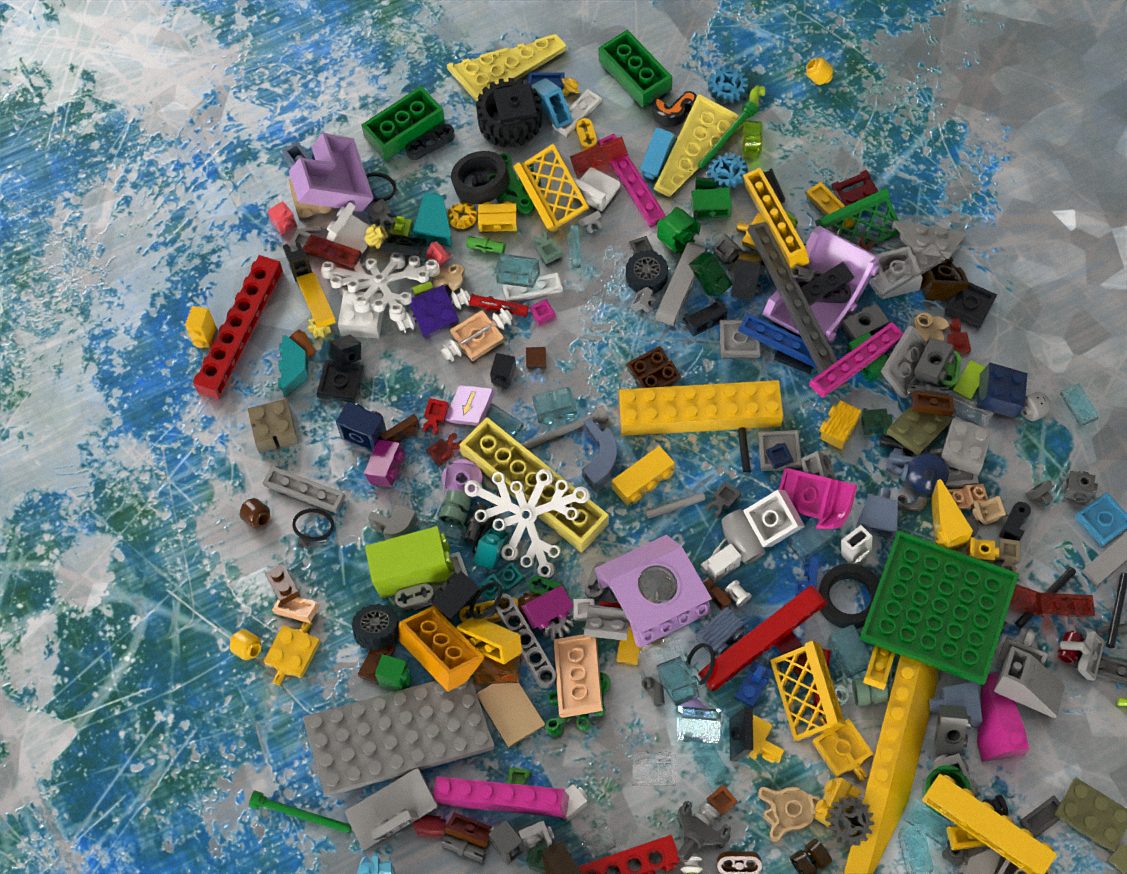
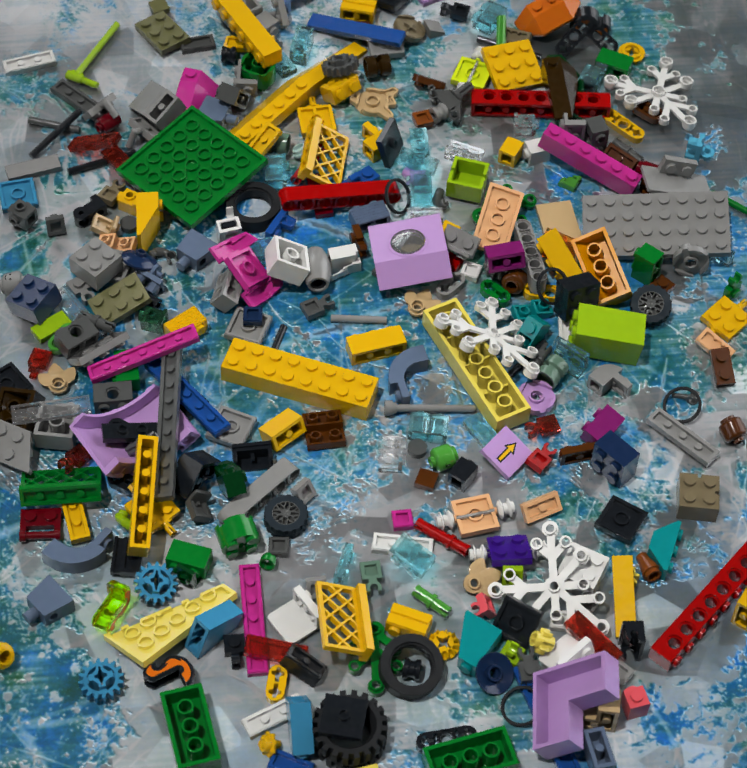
camera: 165 degrees left, 10 degrees down
(292, 686) = (733, 290): none -> green plate
(345, 350) = (609, 536): black brick -> none
(345, 697) = (690, 252): none -> light grey plate
(408, 200) = (502, 673): none -> dark blue dish
(417, 365) = (541, 506): none -> light nougat plate
(528, 380) = (443, 457): none -> bright green head
(556, 382) = (417, 448): none -> dark grey tile
(572, 151) = (303, 665): none -> black slope
(580, 370) = (390, 453): none -> clear bracket
(600, 790) = (510, 152): none -> yellow brick
(615, 549) = (419, 302): none -> tan plate
(631, 719) = (467, 179): none -> lime piece
(635, 150) = (234, 648): none -> black plate
(643, 228) = (267, 565): none -> green hinge
(690, 348) = (282, 429): none -> yellow brick
(737, 593) = (340, 236): white bush -> none
(748, 110) = (98, 637): green piece -> none
(755, 93) = (80, 659): lime arm -> none
(806, 127) = (48, 602): none -> sand blue torso
(807, 168) = (80, 559): none -> sand blue arch
(932, 403) = (100, 305): reddish brown plate -> none

